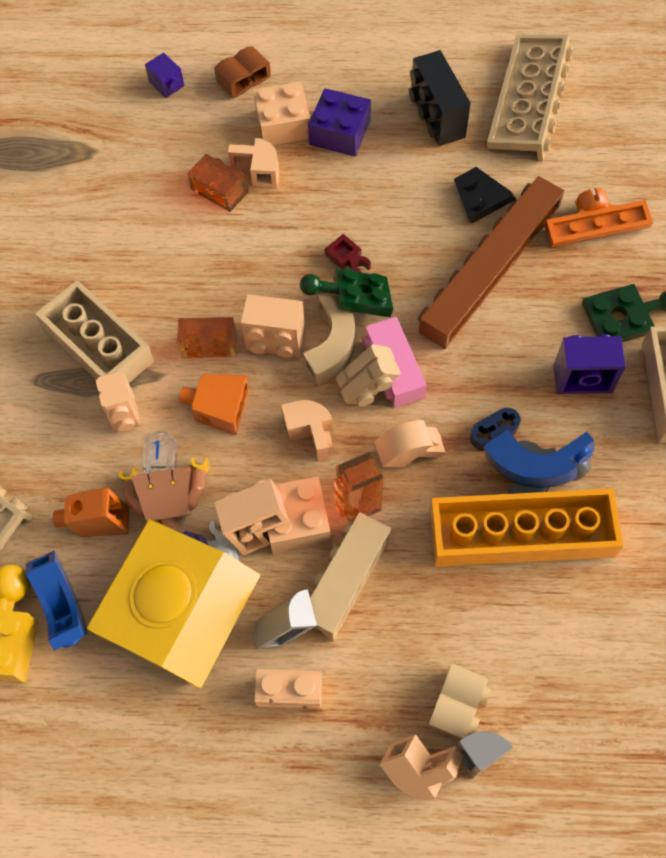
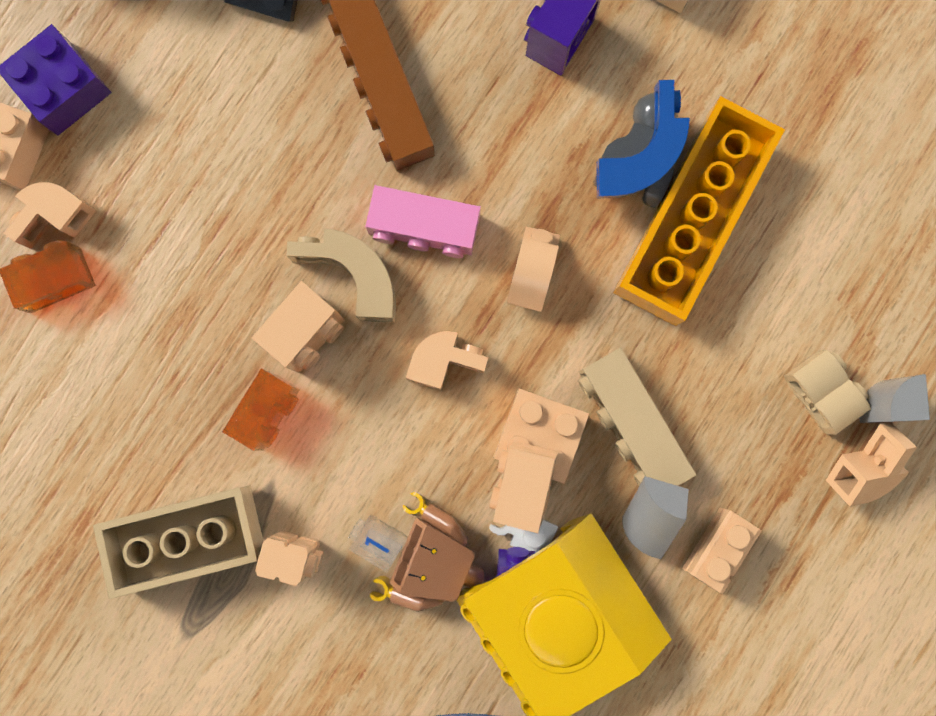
camera: 60 degrees left, 20 degrees up
(94, 514) = (410, 655): orange torso -> none
(218, 400) = (349, 443): orange torso -> none
(346, 253) = (246, 189): dark red plate -> none
(353, 291) = (315, 221): dark green plate -> none
(358, 487) = (566, 356): clear orange brick -> none
(368, 375) = (430, 261): tan brick -> none
(491, 424) = (572, 166): dark blue beam -> none

